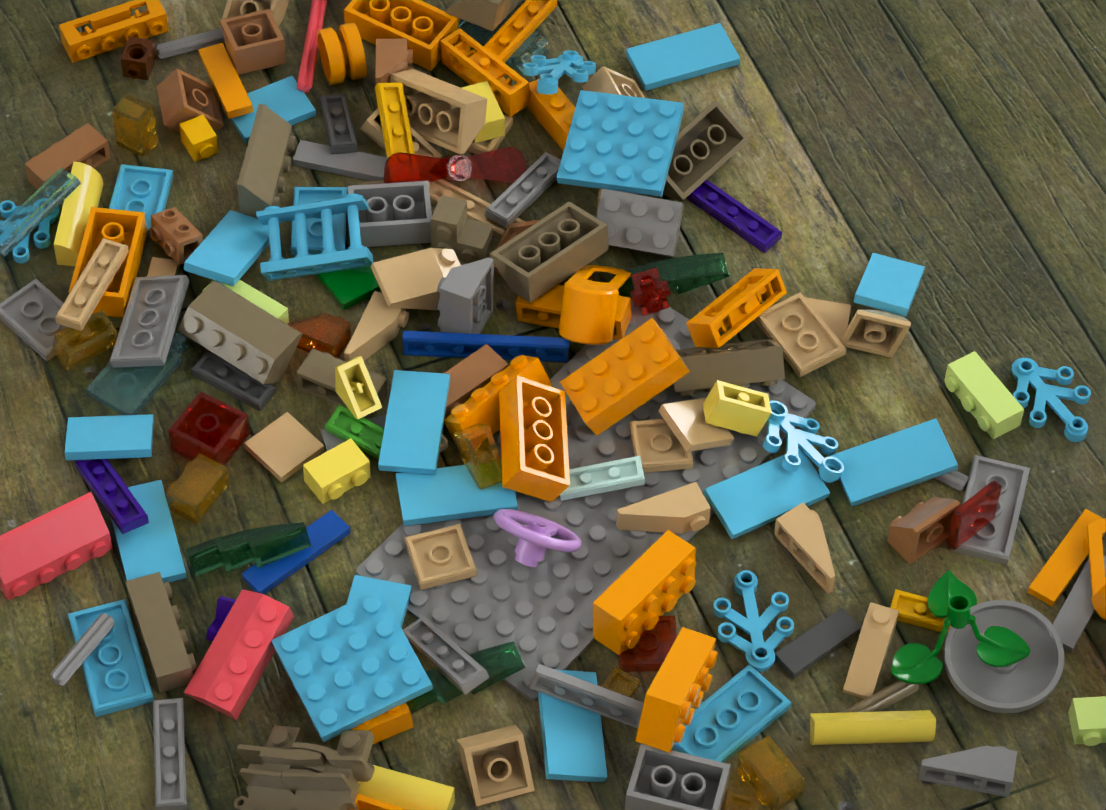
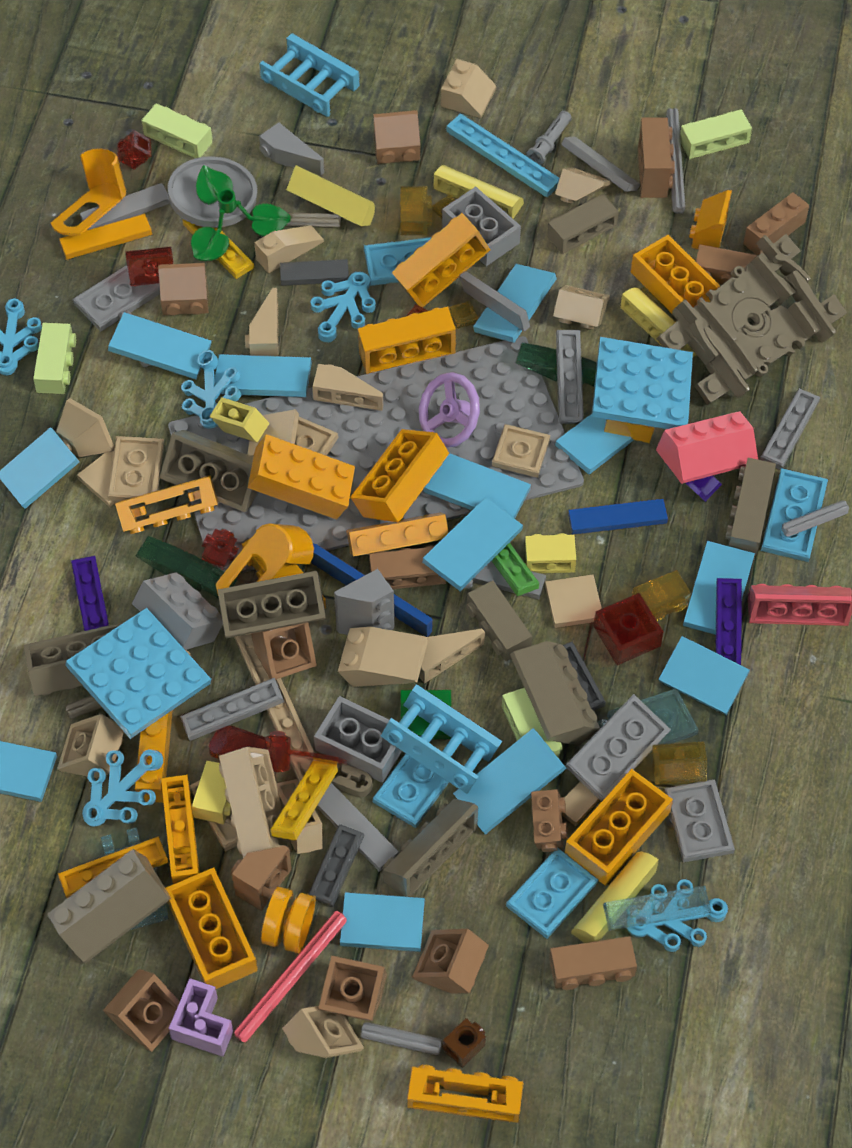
camera: 145 degrees left, 5 degrees up
(92, 284) = (651, 788): tan tile -> none
(135, 125) = (516, 950): clear yellow brick -> none
(199, 138) = (465, 913): yellow brick -> none
(225, 80) = (402, 969): light orange tile -> none
(258, 545) = (646, 520): clear green slope -> none
(323, 334) = (487, 669): clear orange slope -> none
(356, 388) = (501, 585): light yellow slope -> none
(454, 231) = (318, 688): dark tan brick -> none
(480, 454) = (445, 490): clear yellow slope -> none
(604, 477) = (362, 435): light aqua tile -> none

